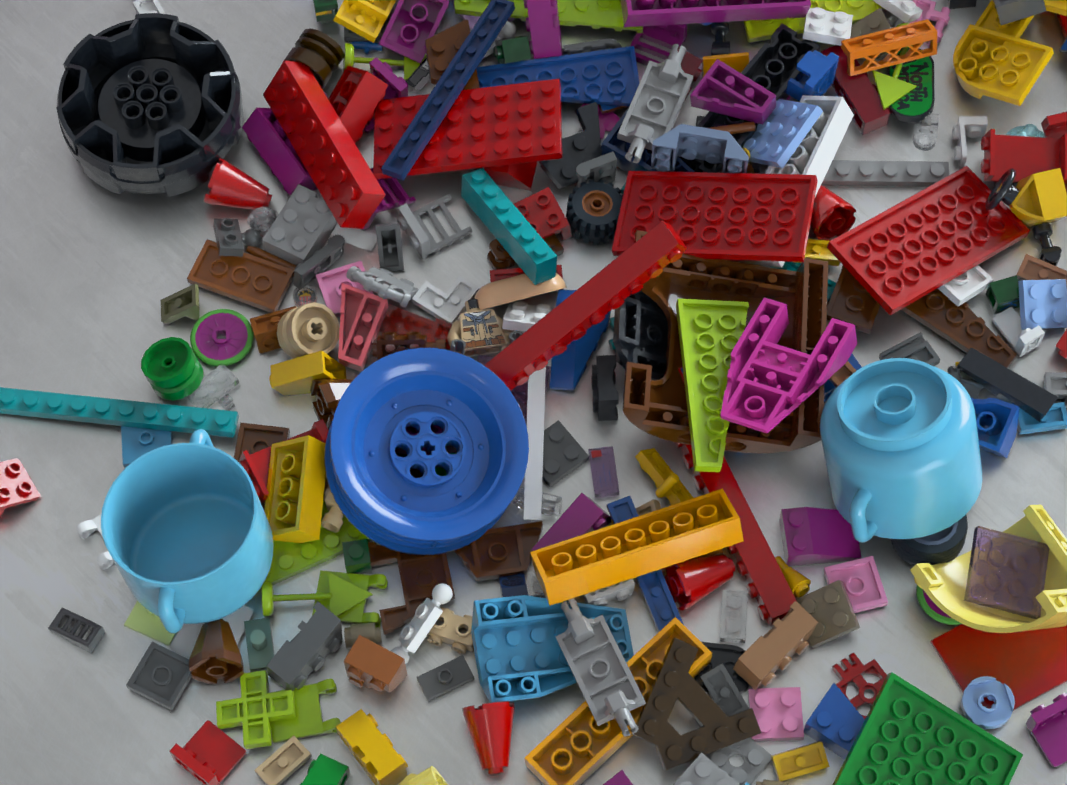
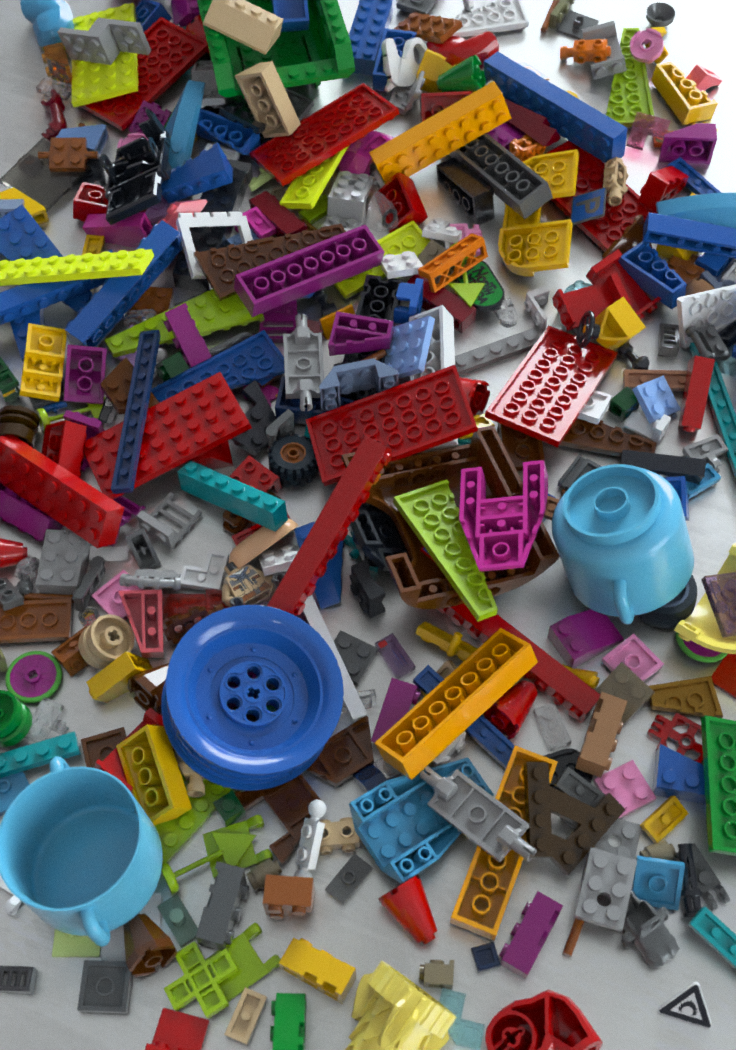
camera: 25 degrees left, 5 degrees down
(895, 648) = (687, 697): none -> pearl gold wing

